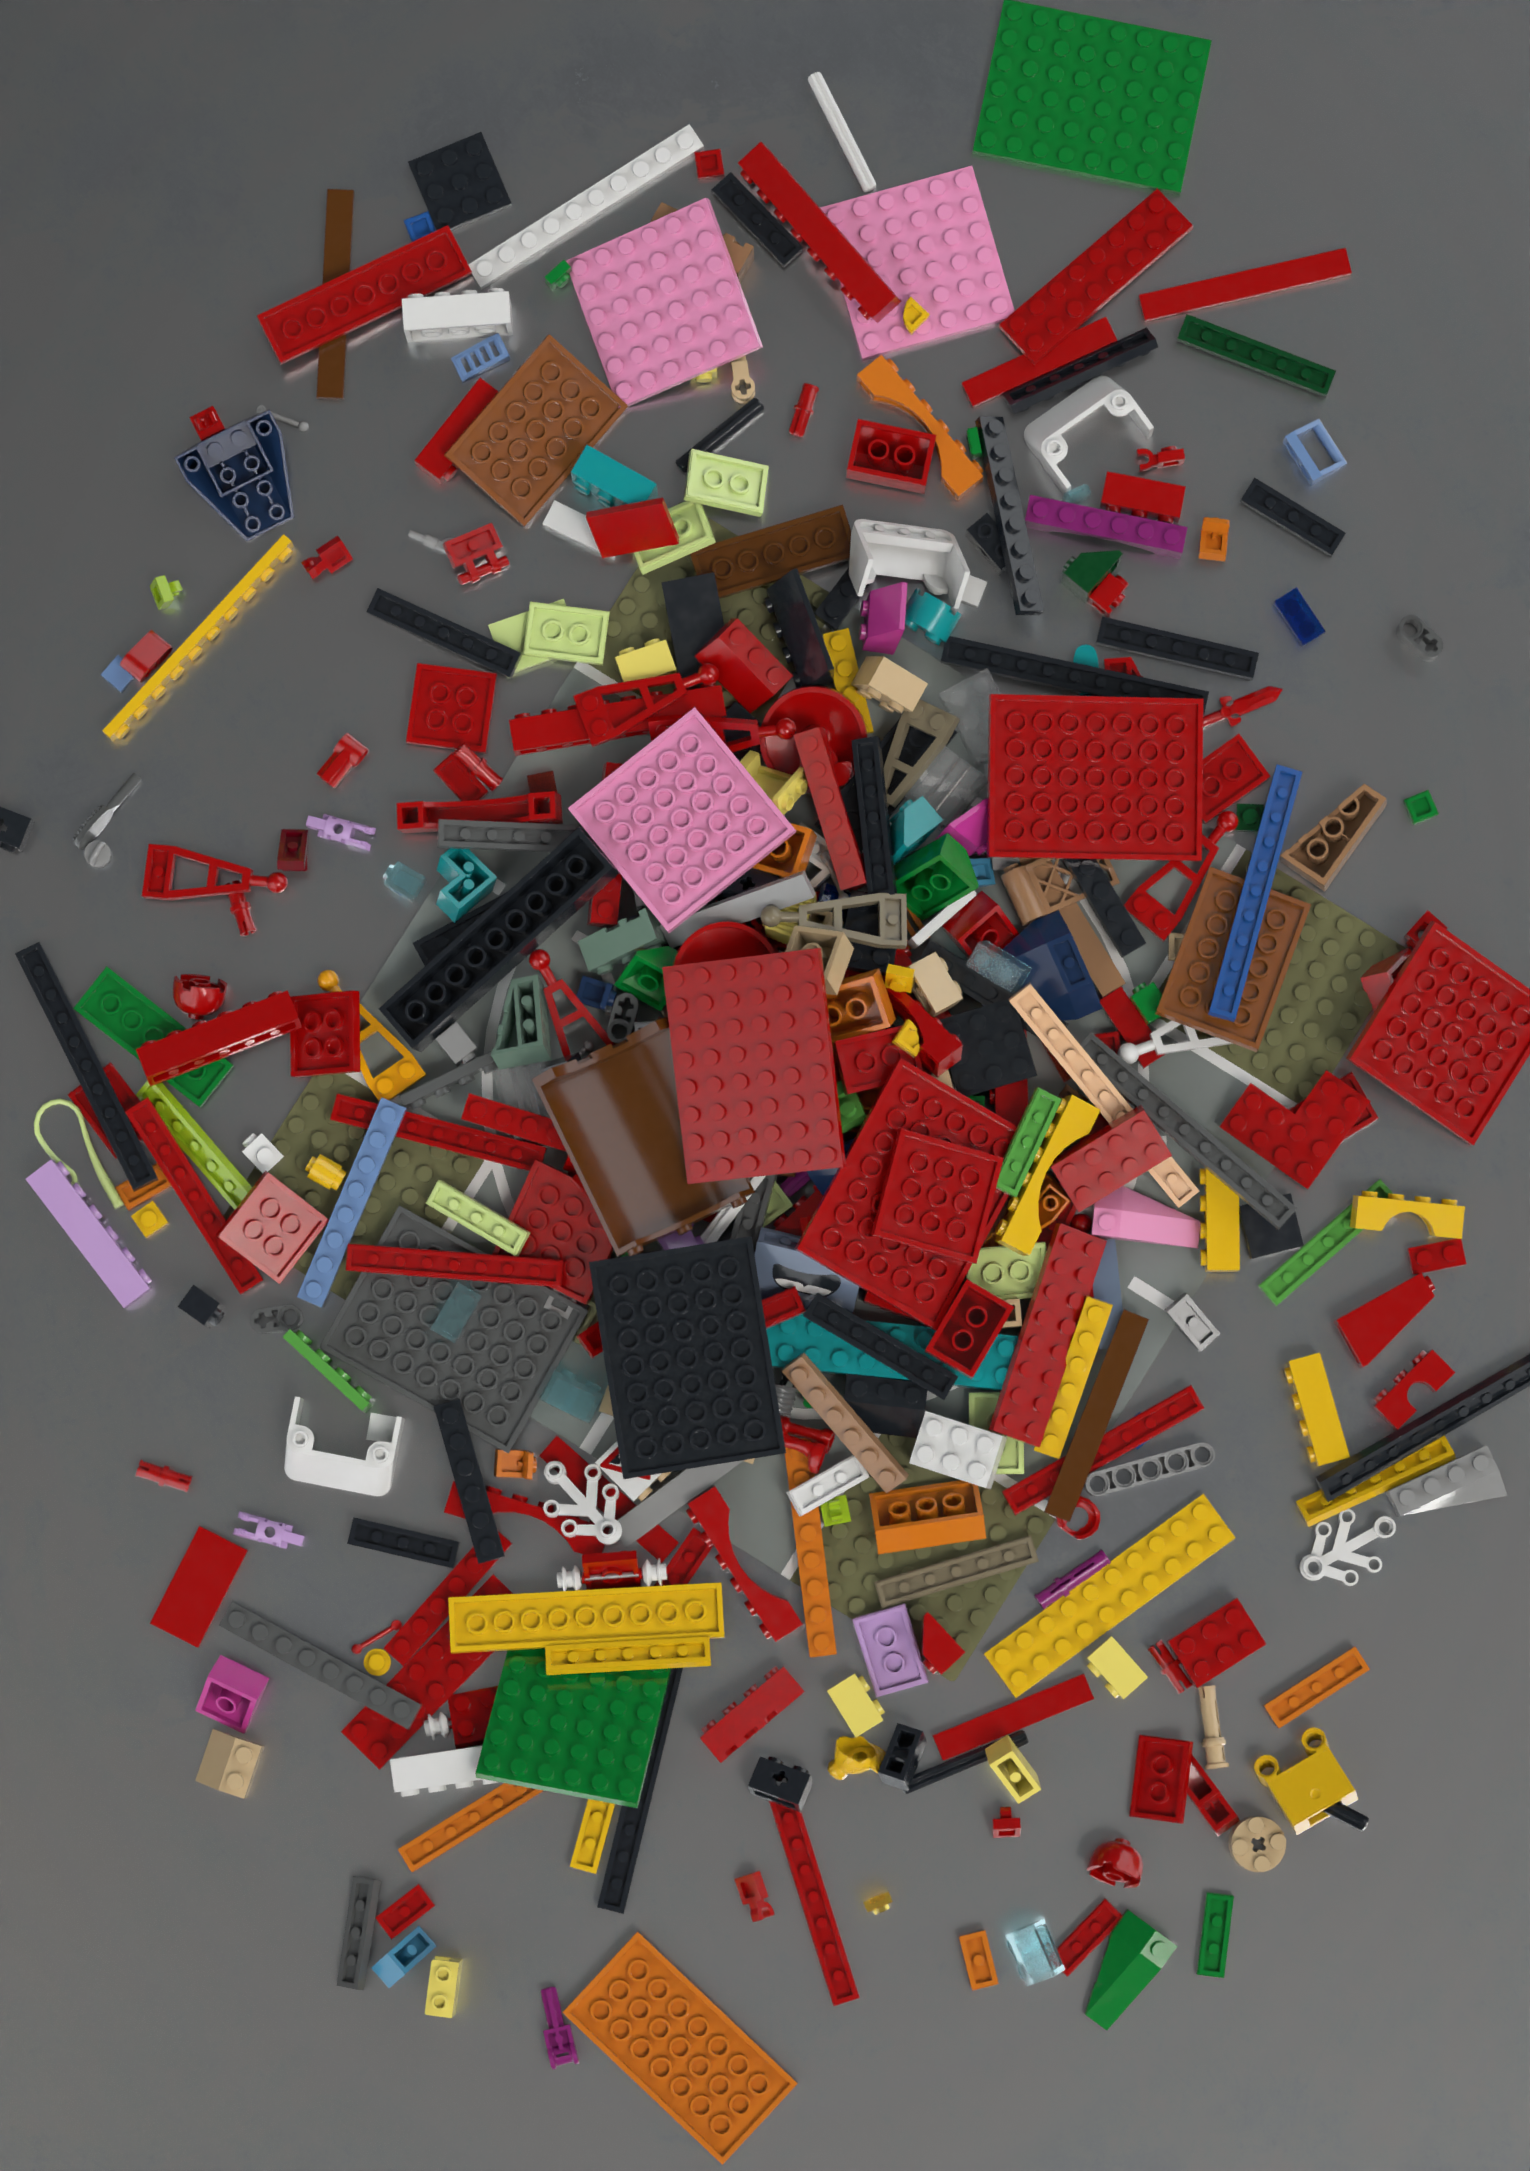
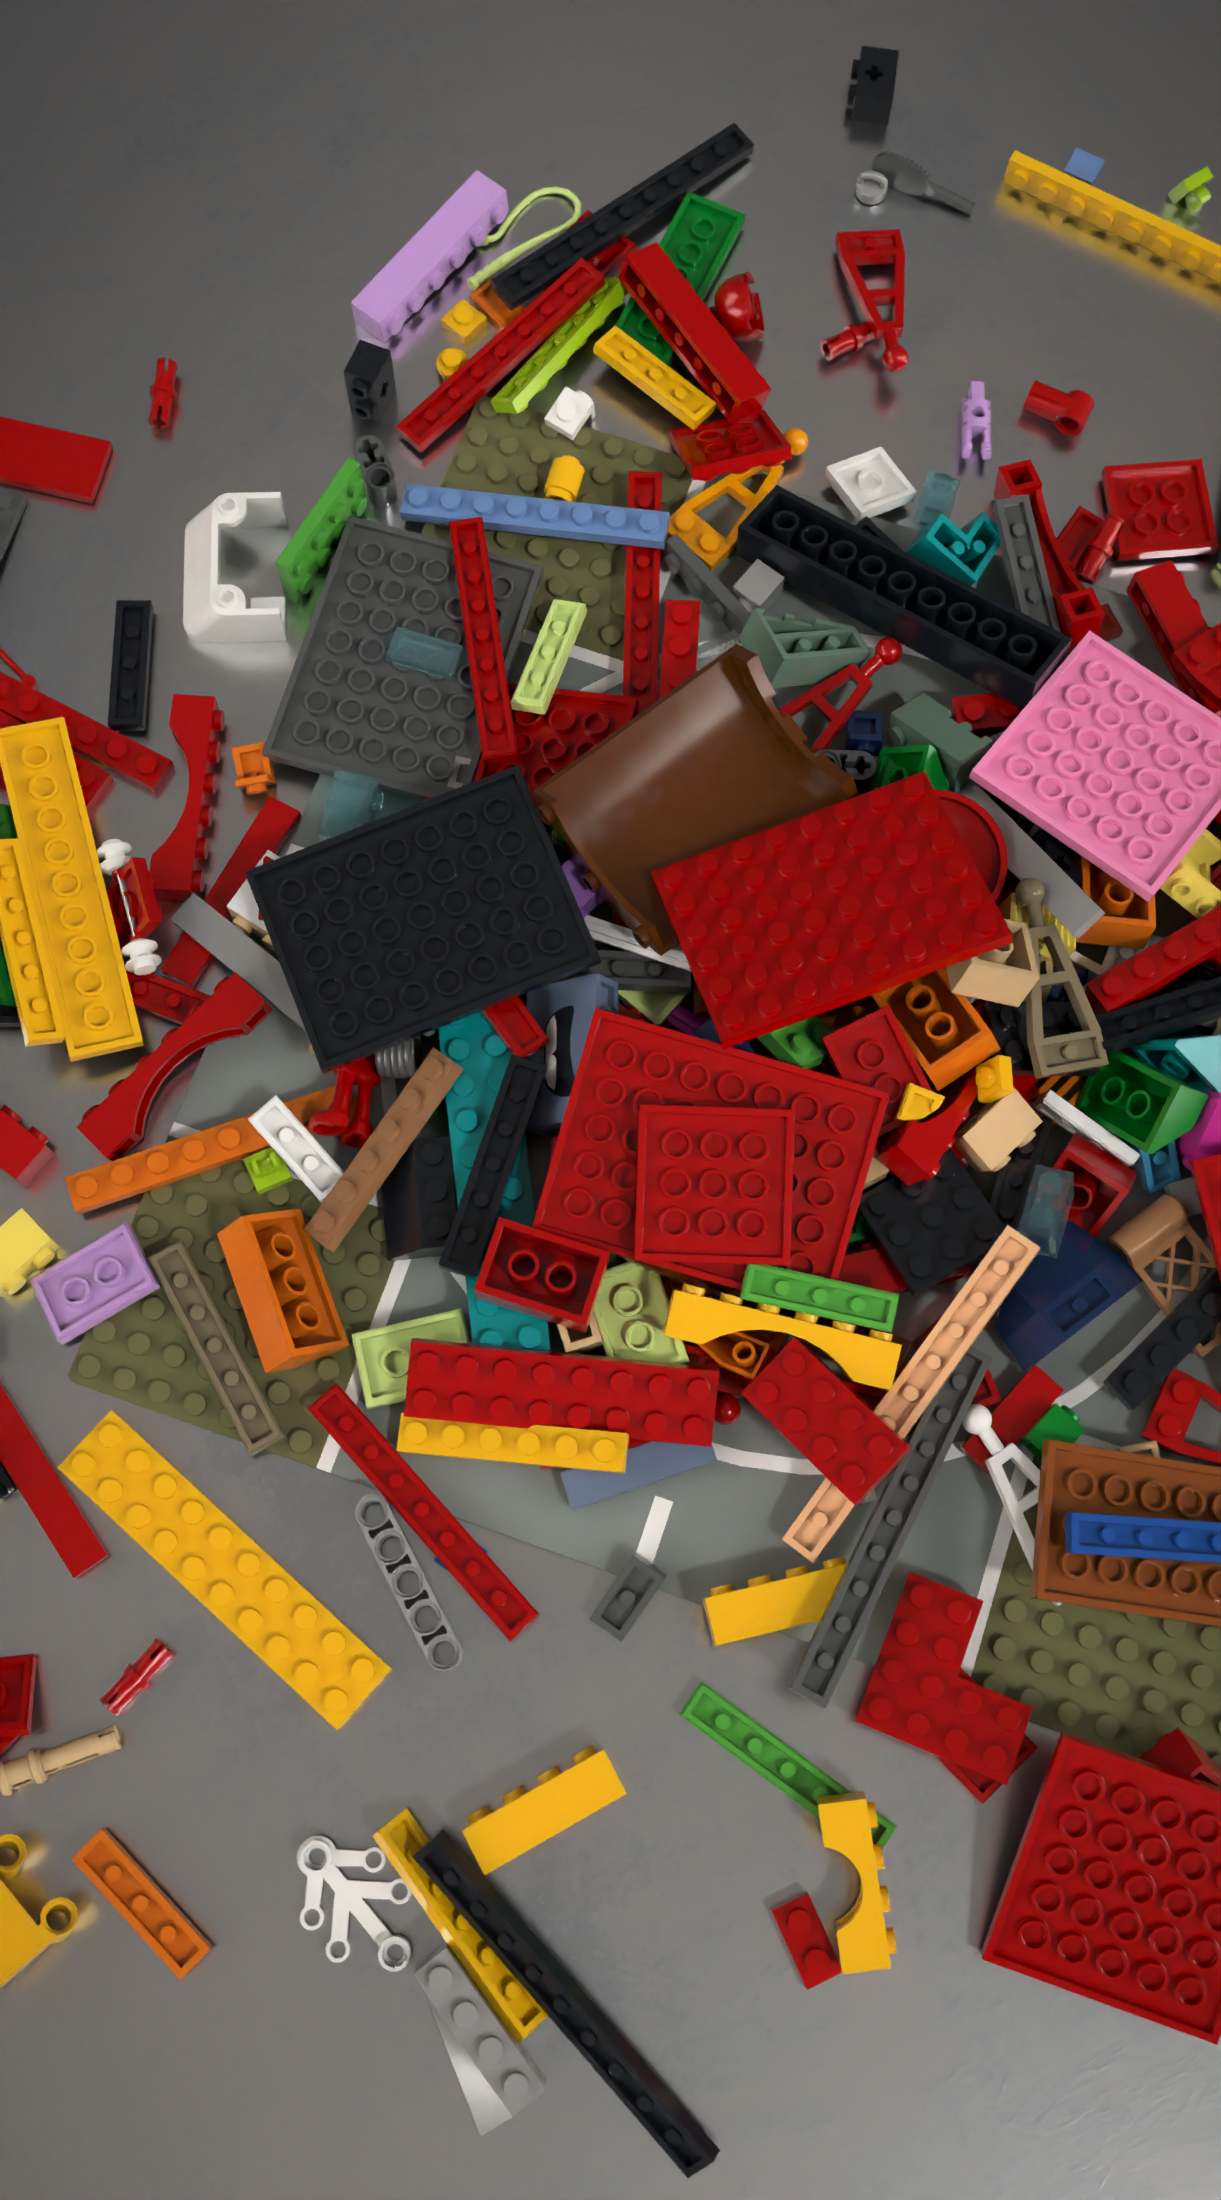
camera: 70 degrees right, 10 degrees down
(146, 656) = (1114, 176): red beam -> none
(188, 1237) = (450, 361): none -> yellow plate
(247, 1078) = (654, 377): none -> yellow plate
(272, 1227) = (482, 431): plate -> none
(282, 1536) = (116, 516): lavender hinge -> none
(293, 850) = (934, 377): dark red slope -> none
(379, 930) = (870, 484): none -> white plate
(469, 1481) = (215, 712): black plate -> none
(585, 1506) = (213, 854): white plant -> none
(938, 1646) = (104, 1337): red slope -> none
(958, 1450) = (377, 1306): white brick -> none
(1072, 1579) = (234, 1508): magenta pin -> none
(1092, 1524) = (319, 1476): red piece -> none
(1096, 1415) = (466, 1488): reddish brown tile -> none
(1097, 961) = (1108, 1330): medium nougat tile -> none
(1116, 1668) = (120, 1599): light yellow brick -> none
(1138, 1218) = (753, 1486): bright pink wedge -> none
(1216, 1642) = (179, 1736): red brick -> none
(1263, 1237) = (769, 1674): black tile -> none
(1381, 1319) = (694, 1876): red slope -> none
(1428, 1370) = (638, 1965): red arch -> none

